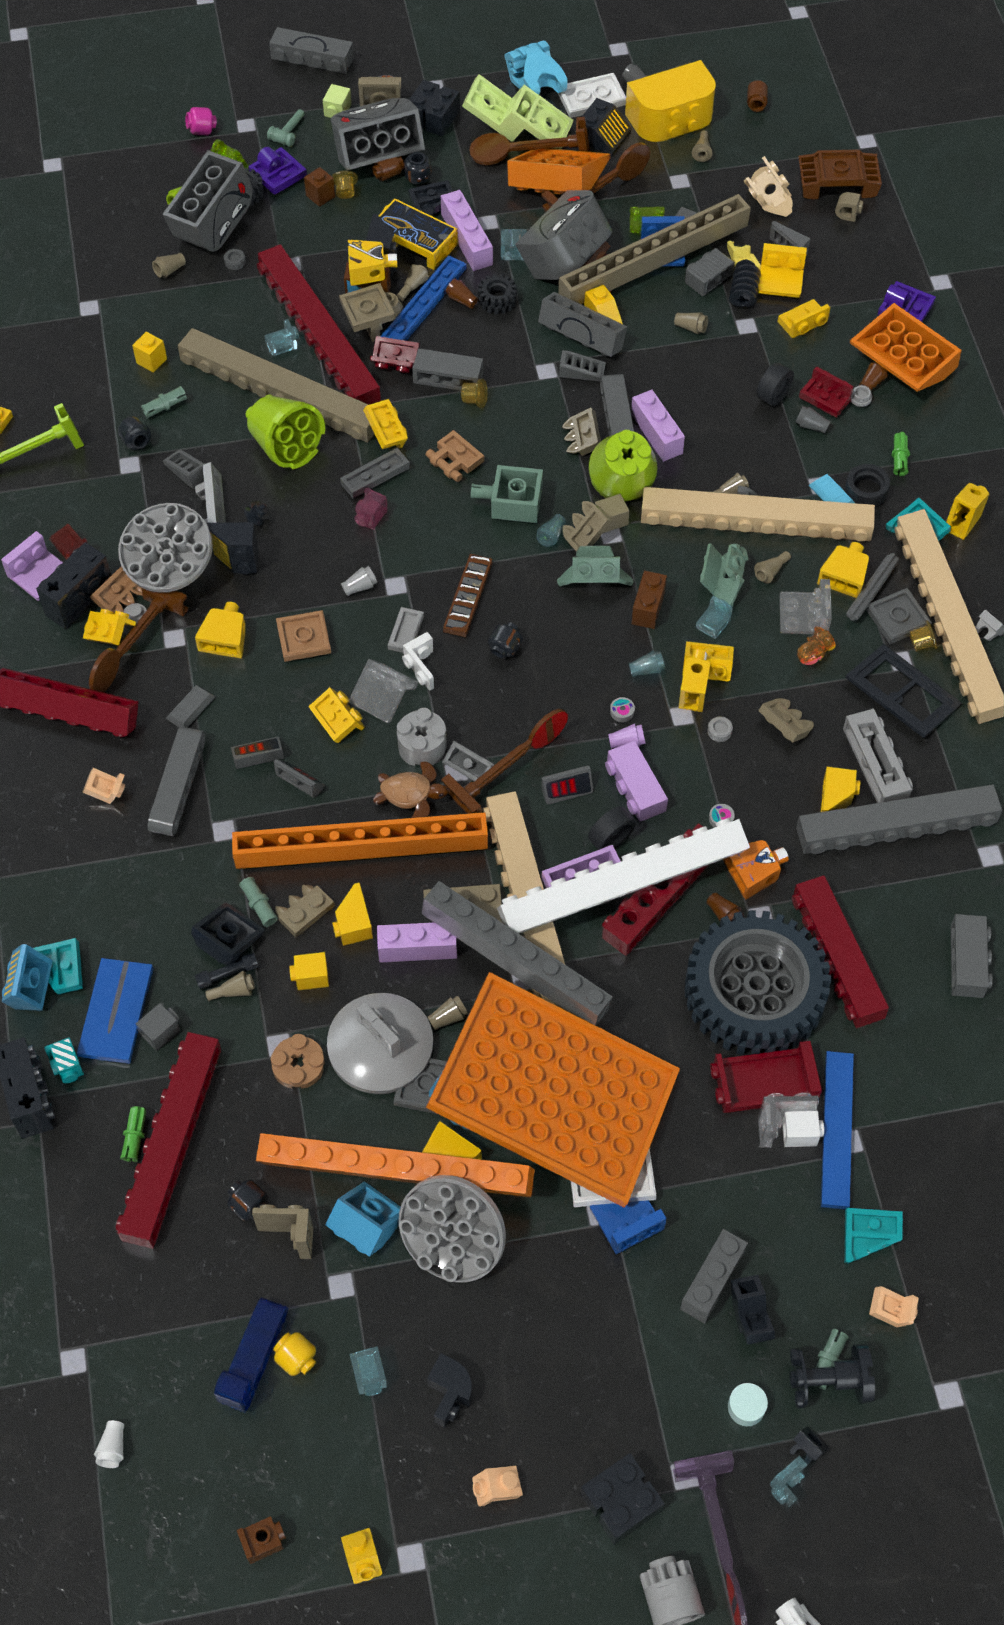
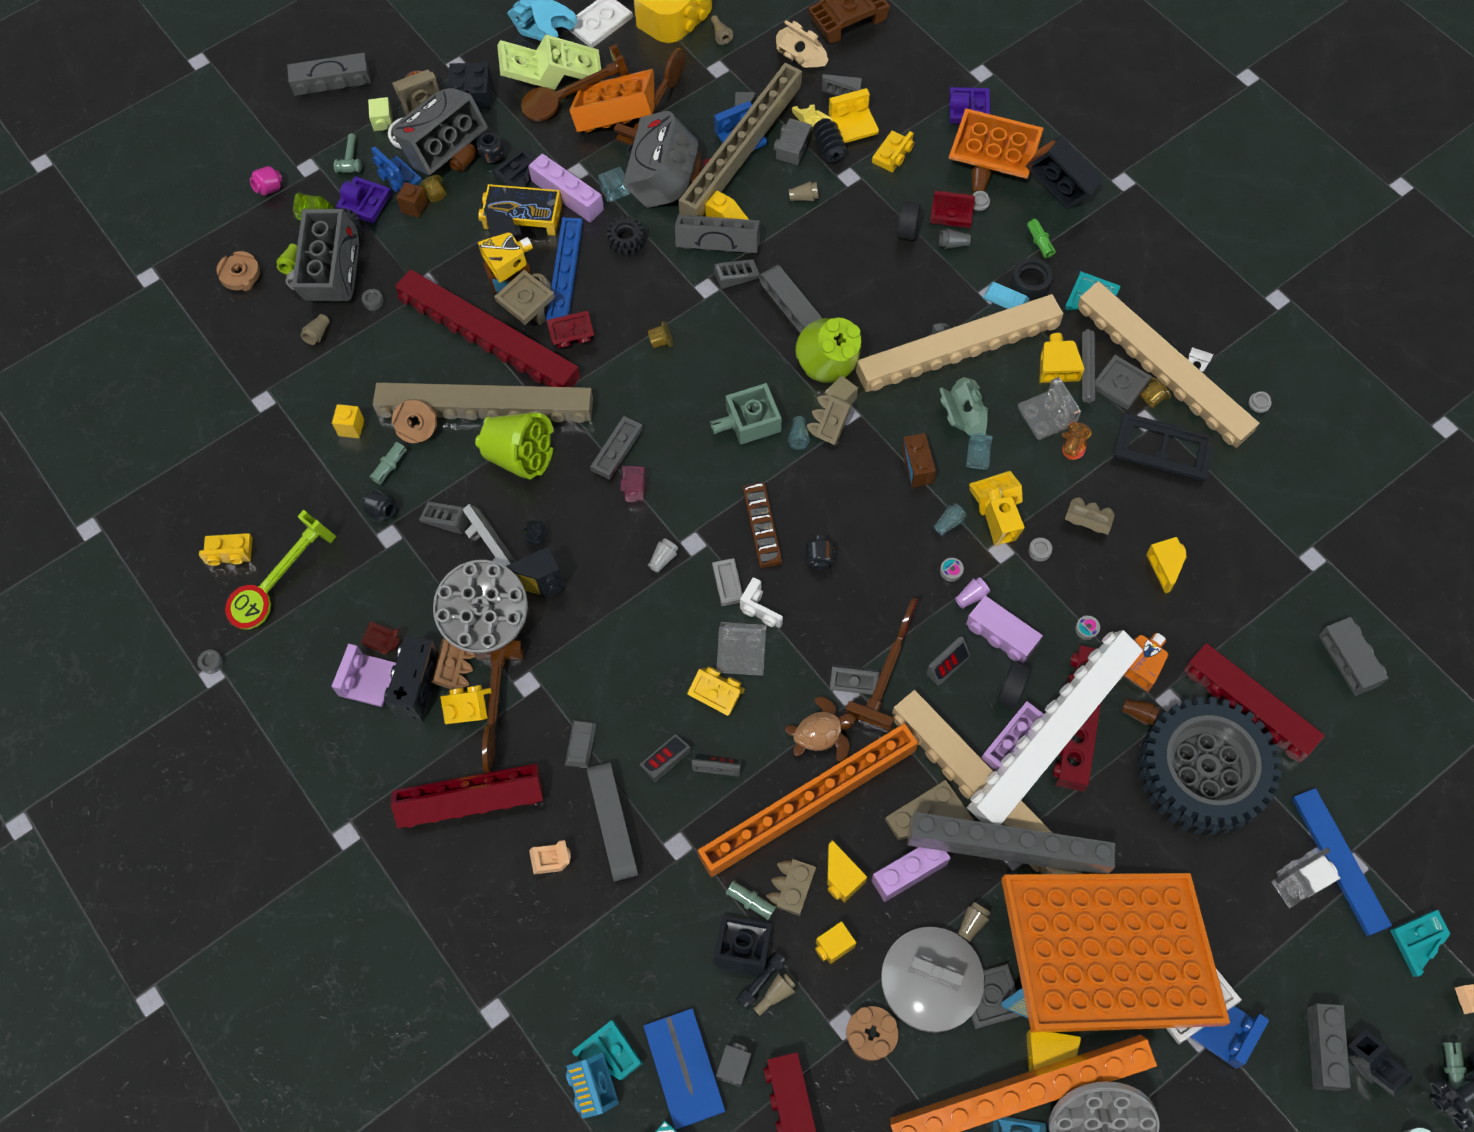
camera: 25 degrees left, 5 degrees up
(131, 198) = (242, 280): none -> medium nougat plate
(135, 611) = (479, 676): light grey plate -> none
(218, 374) = (425, 414): none -> medium nougat plate
(222, 632) = (571, 658): yellow torso -> none
(282, 340) = (461, 357): clear light blue bracket -> none
(303, 635) = (643, 629): medium nougat plate -> none
(318, 156) = (394, 170): none -> blue bracket
(386, 424) = (604, 399): yellow bracket -> none
(417, 276) = (546, 249): dark tan cone -> none
(421, 737) = (803, 664): light grey brick -> none
(446, 369) = (624, 324): dark grey brick -> none
(459, 451) = (678, 395): medium nougat plate -> none
(460, 292) = (594, 248): reddish brown cone -> none
(583, 432) = (774, 331): dark tan plate -> none
(595, 566) = (856, 452): sand green piece -> none
(605, 126) = (632, 44): black slope -> none
(637, 213) = (706, 114): clear neon green piece -> none
(657, 425) = (832, 297): lavender brick -> none
(732, 484) = (924, 327): dark tan cone -> none
(750, 1078) = (1262, 845): dark red panel -> none
(767, 569) = (997, 388): dark tan cone -> none
(848, 206) = (872, 36): dark tan plate -> none
(859, 731) = (1182, 517): light grey brick -> none
(898, 819) = (1228, 563): dark grey brick -> none
(955, 397) = (1064, 172): none -> black brick
(971, 501) = (1128, 257): yellow torso -> none

